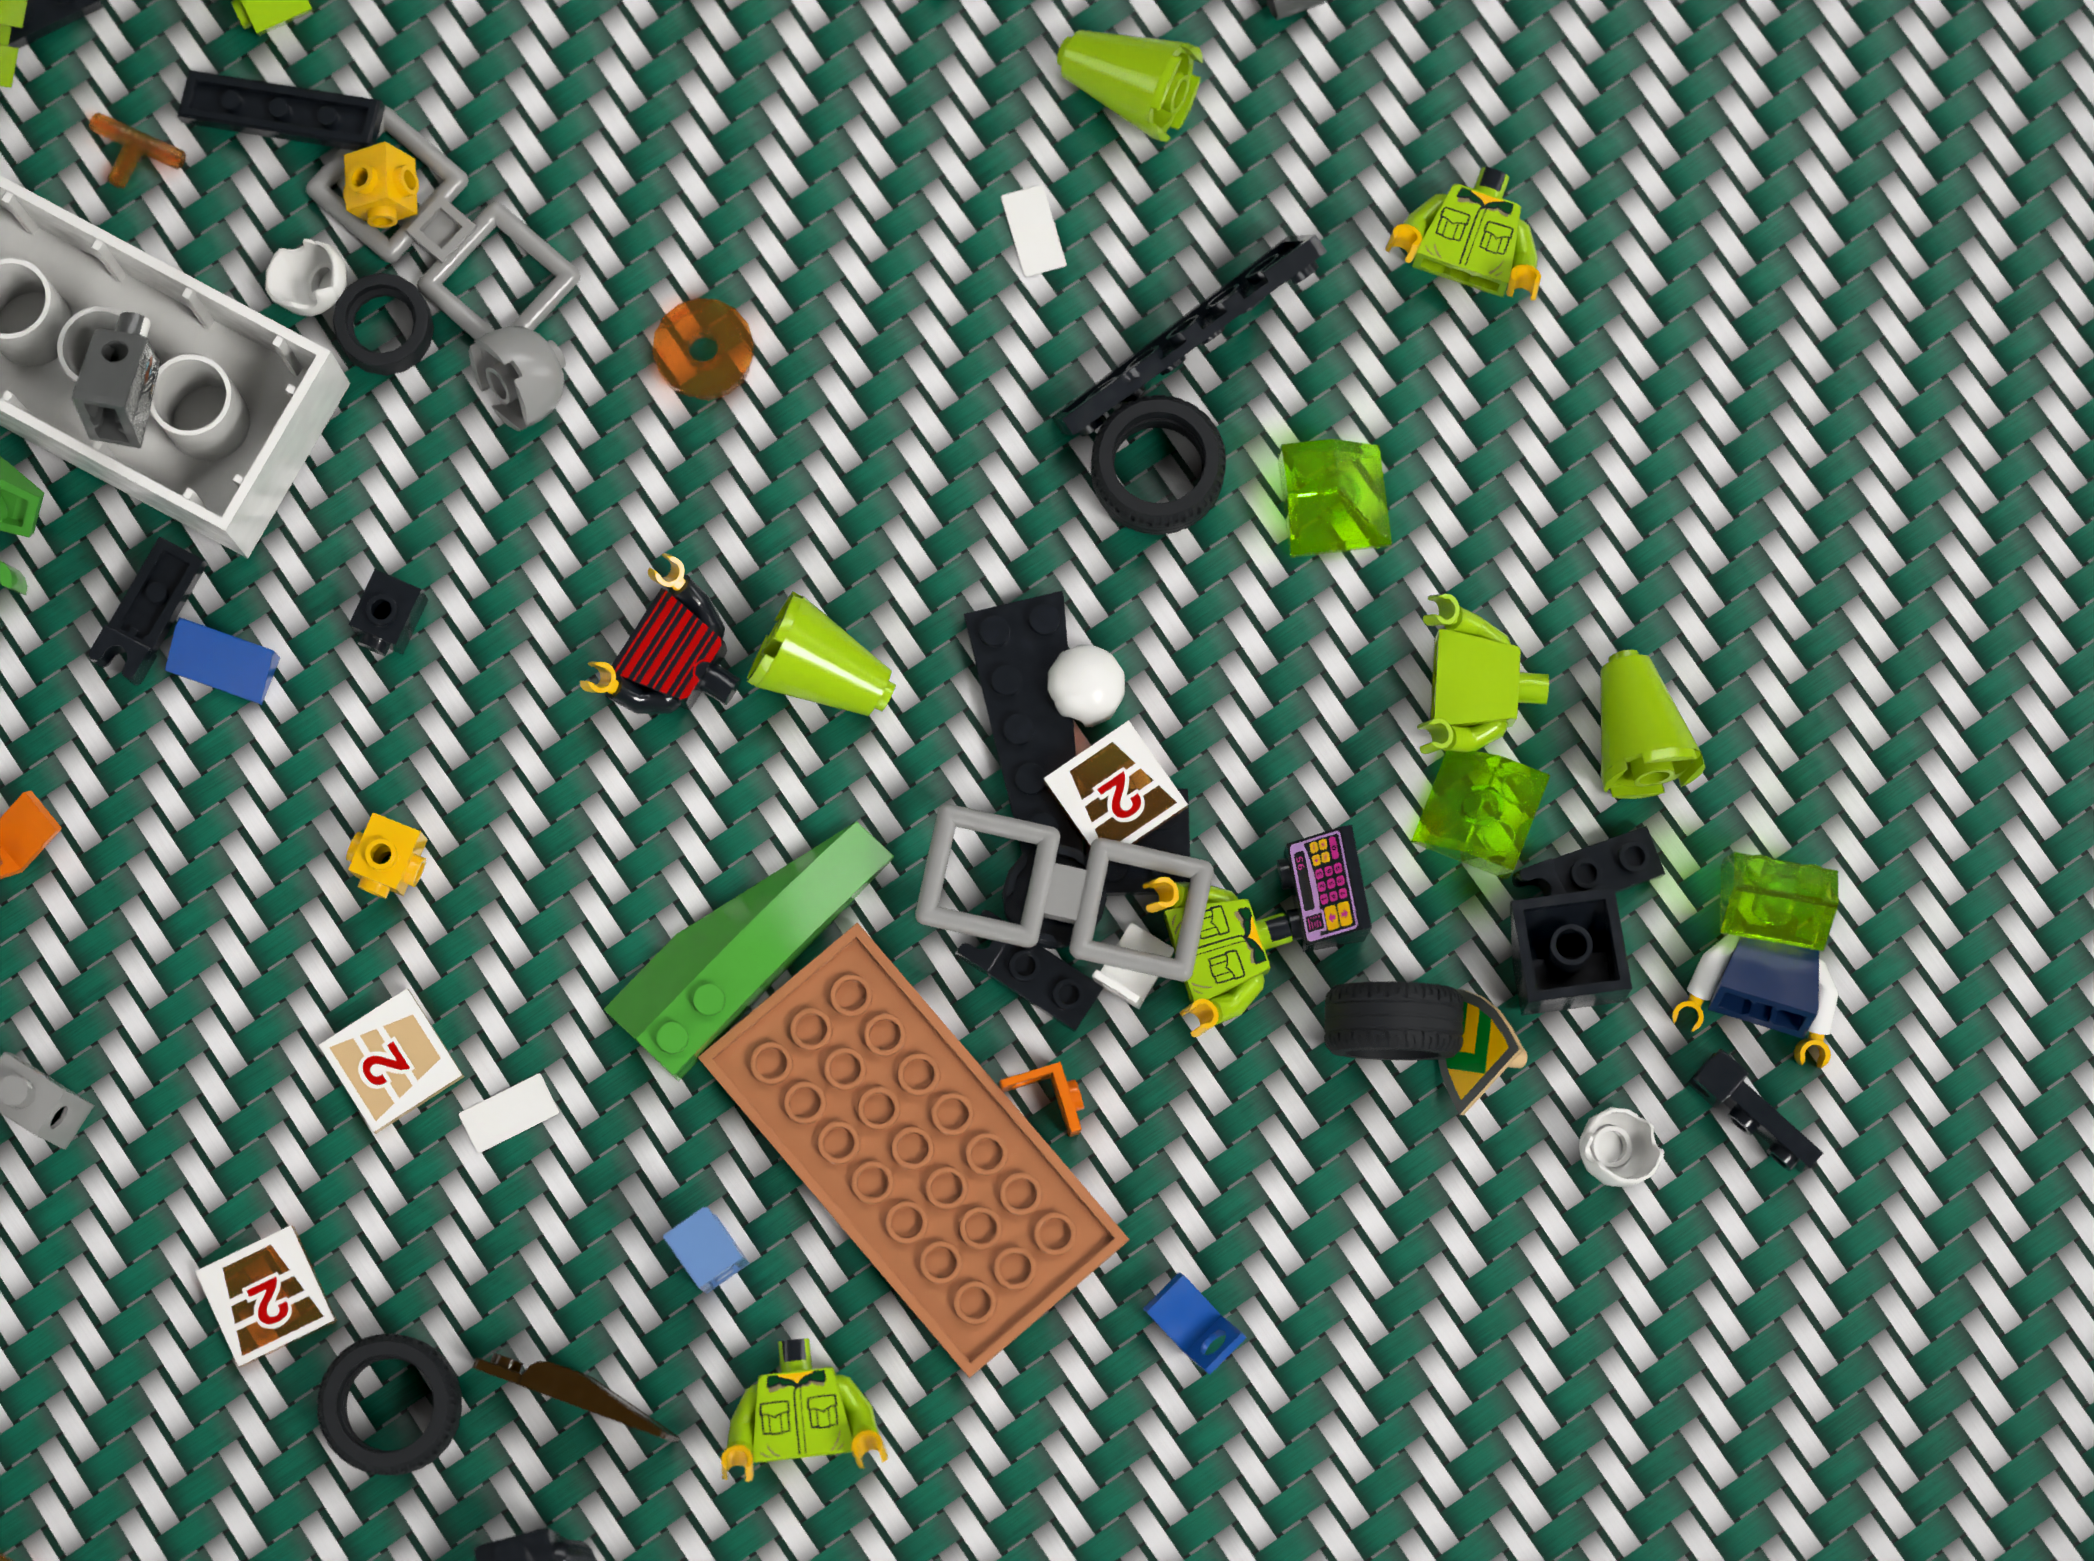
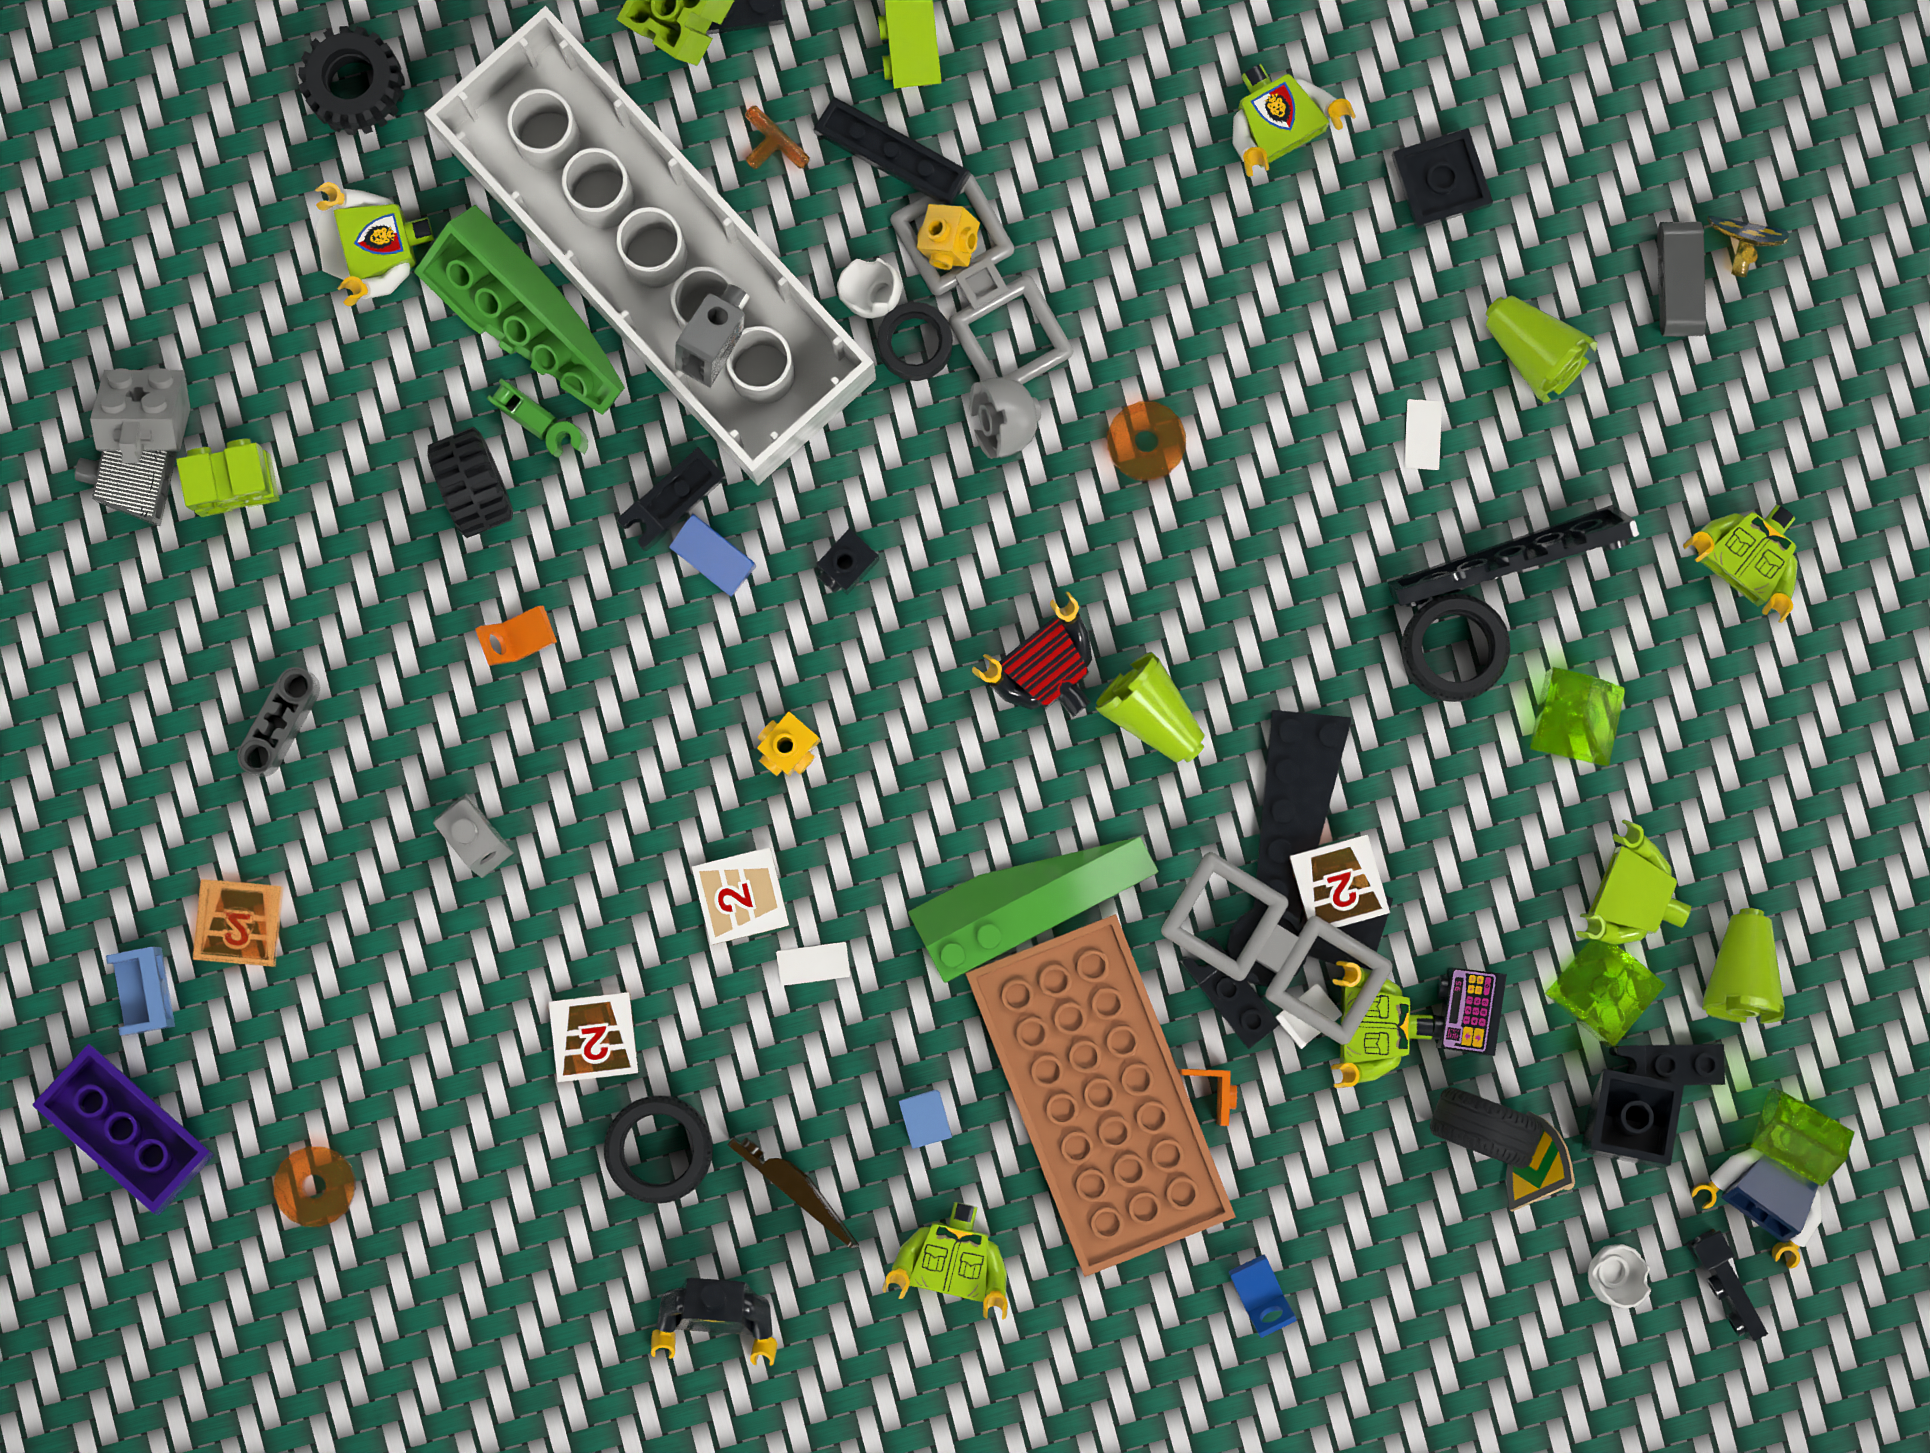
camera: 20 degrees right, 5 degrees up
(1086, 684) = (1345, 794): white hair -> none

